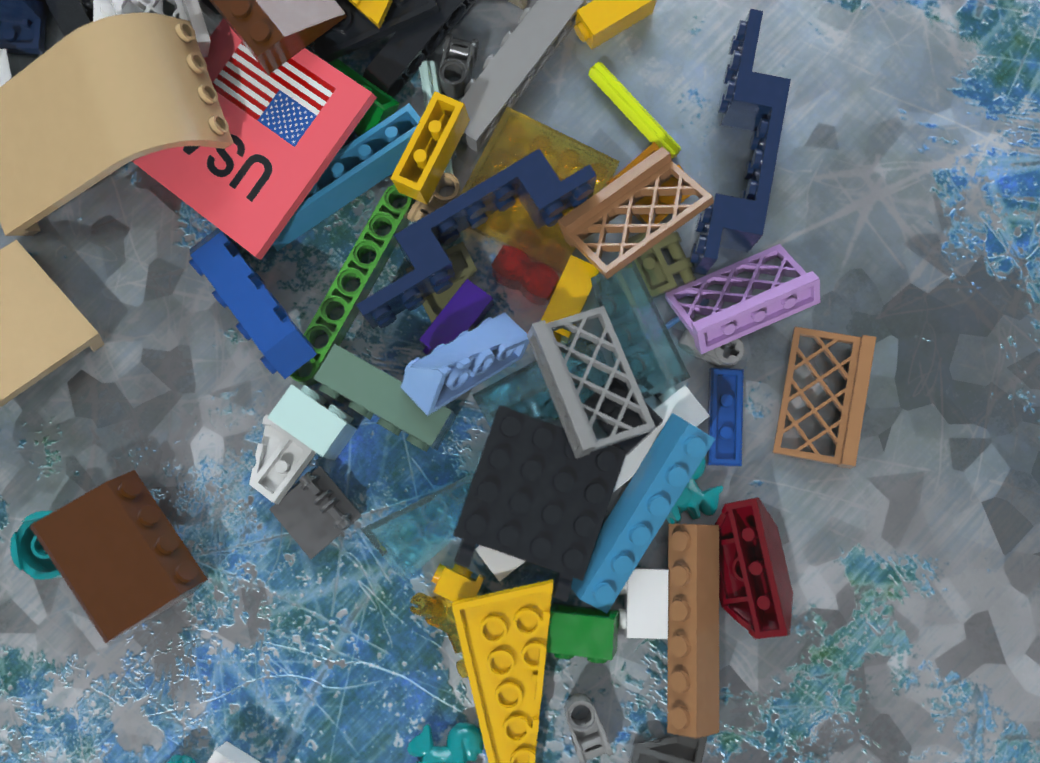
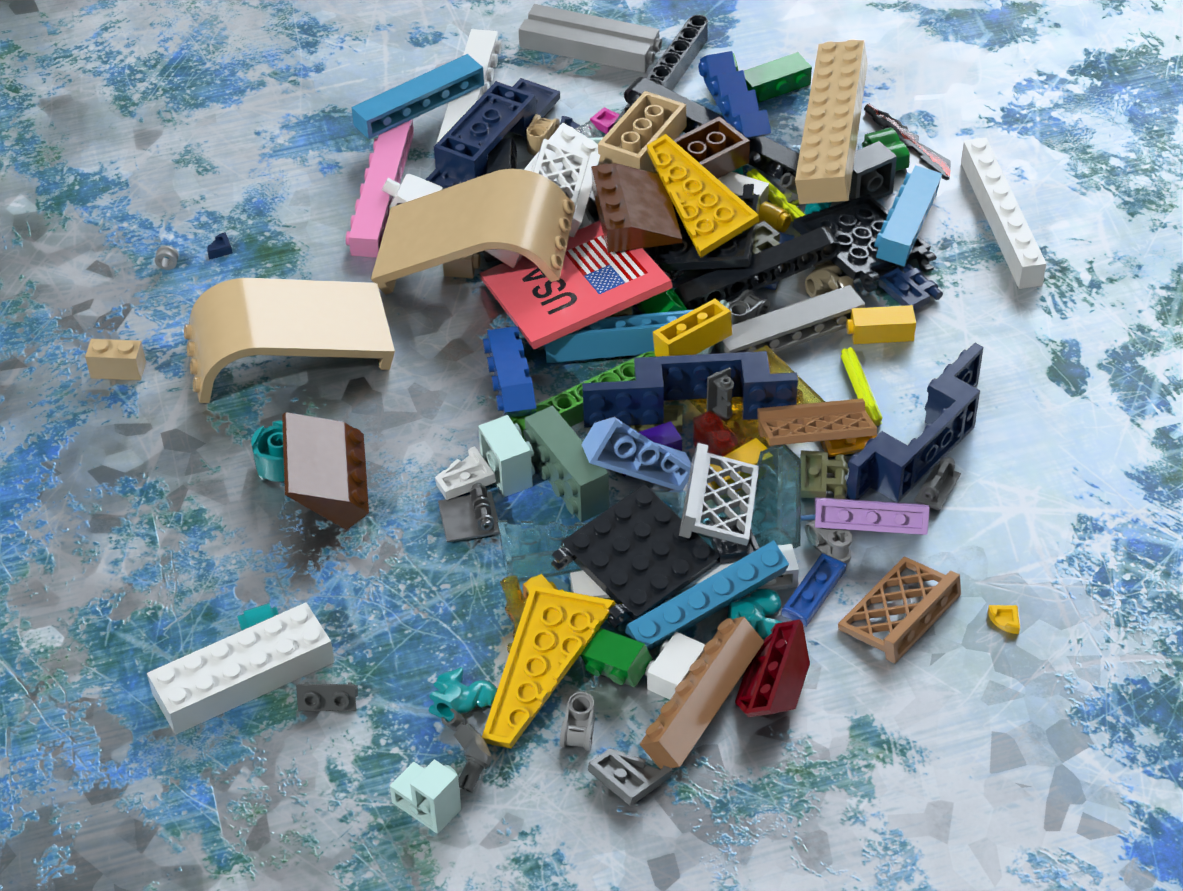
camera: 30 degrees right, 35 degrees down
(509, 222) = (720, 394): none -> dark grey hinge
(782, 213) = (938, 484): none -> dark grey hinge
(931, 353) = (1005, 617): none -> yellow tile

